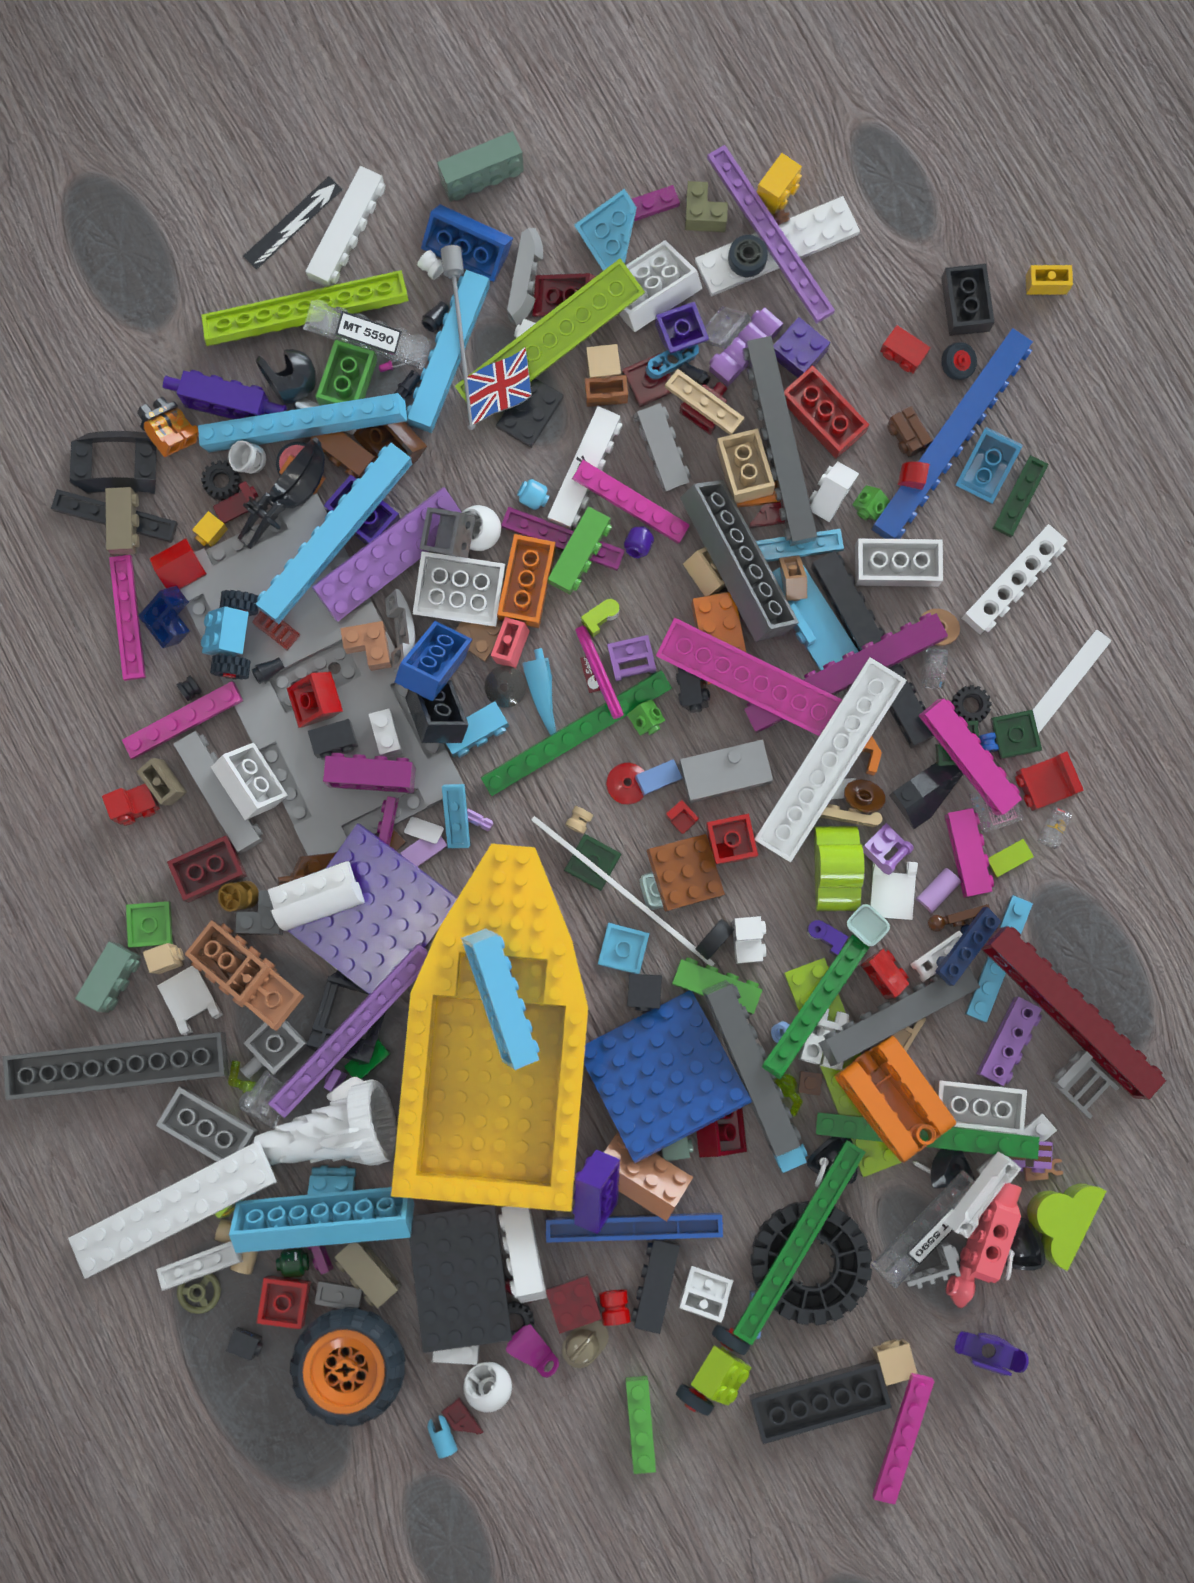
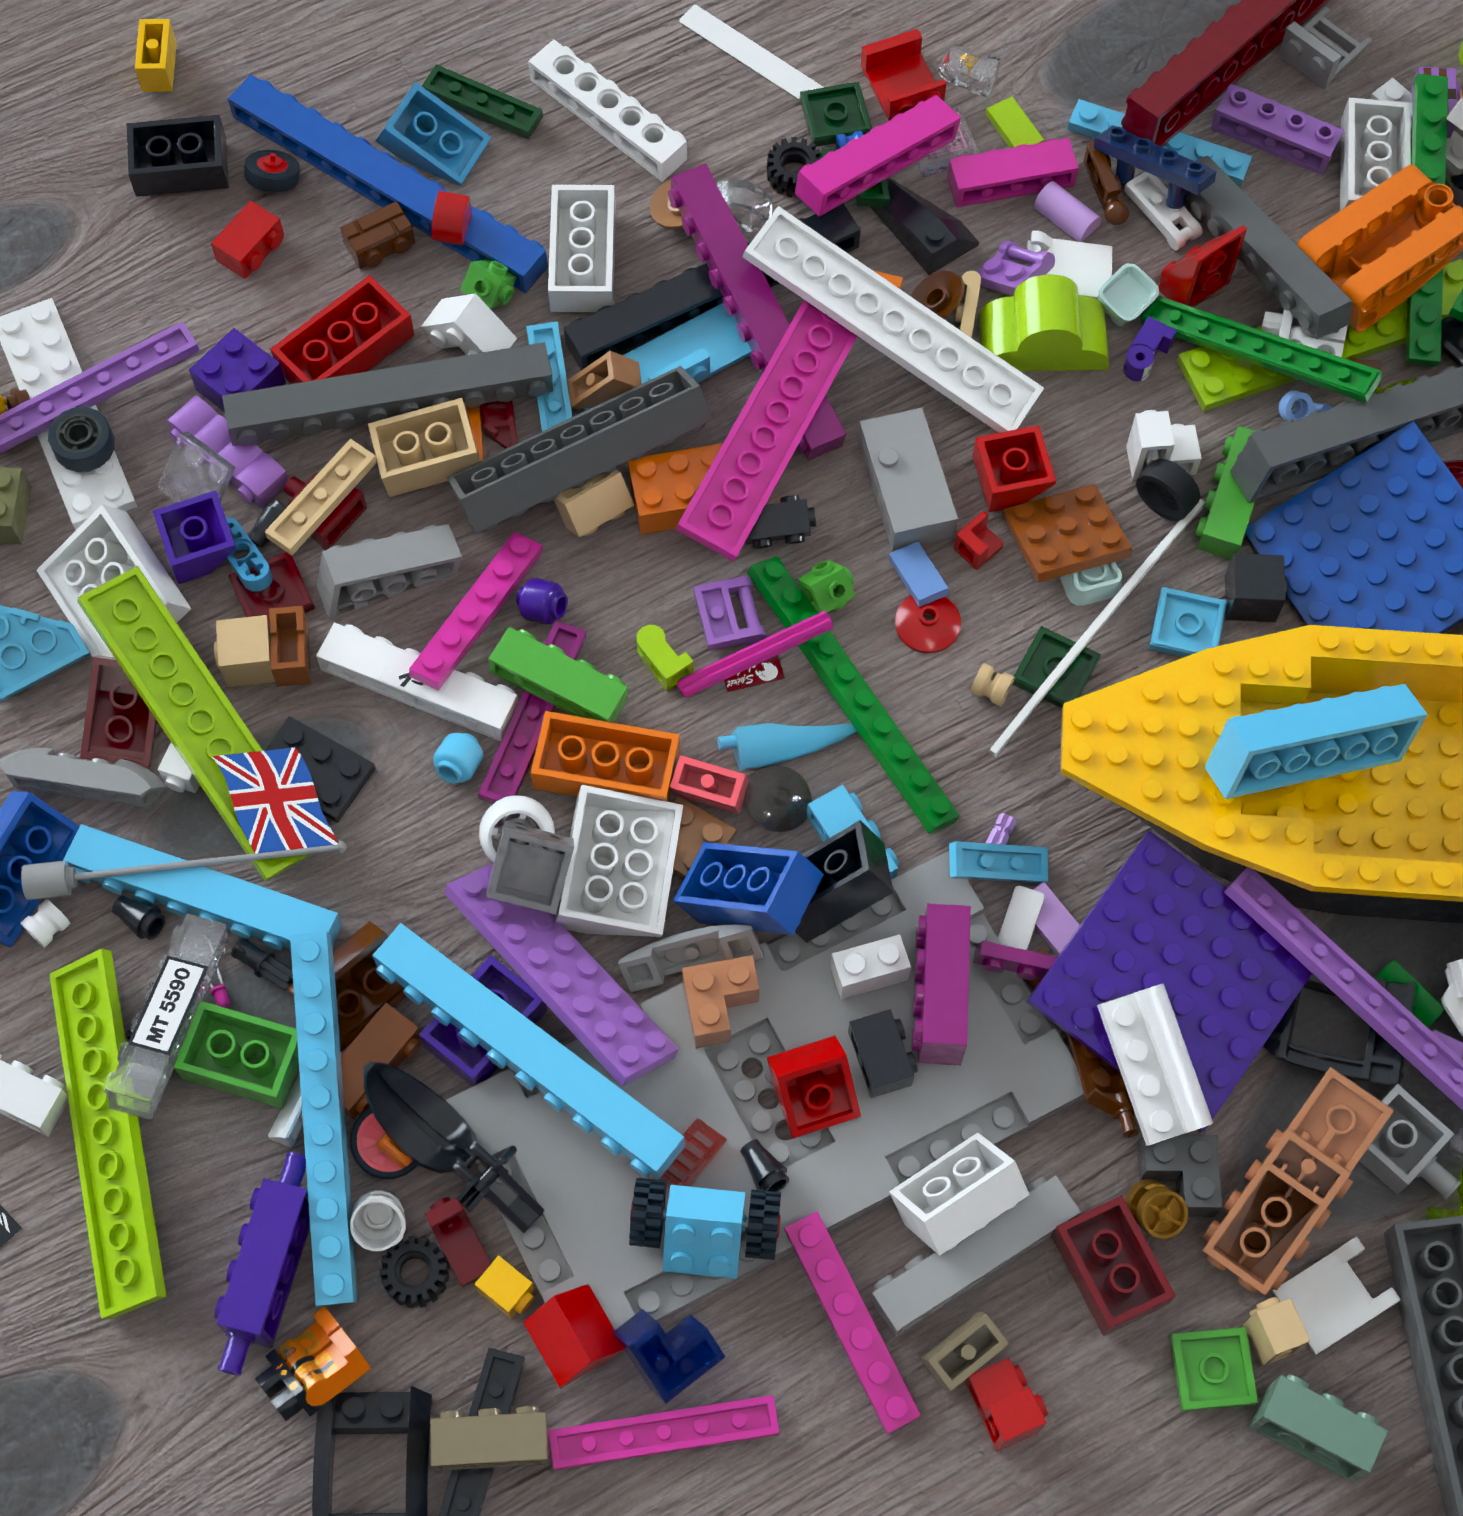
camera: 90 degrees left, 15 degrees down
(189, 688) = (792, 1313): black wheel -> none
(295, 380) = (239, 1147): black piece -> none

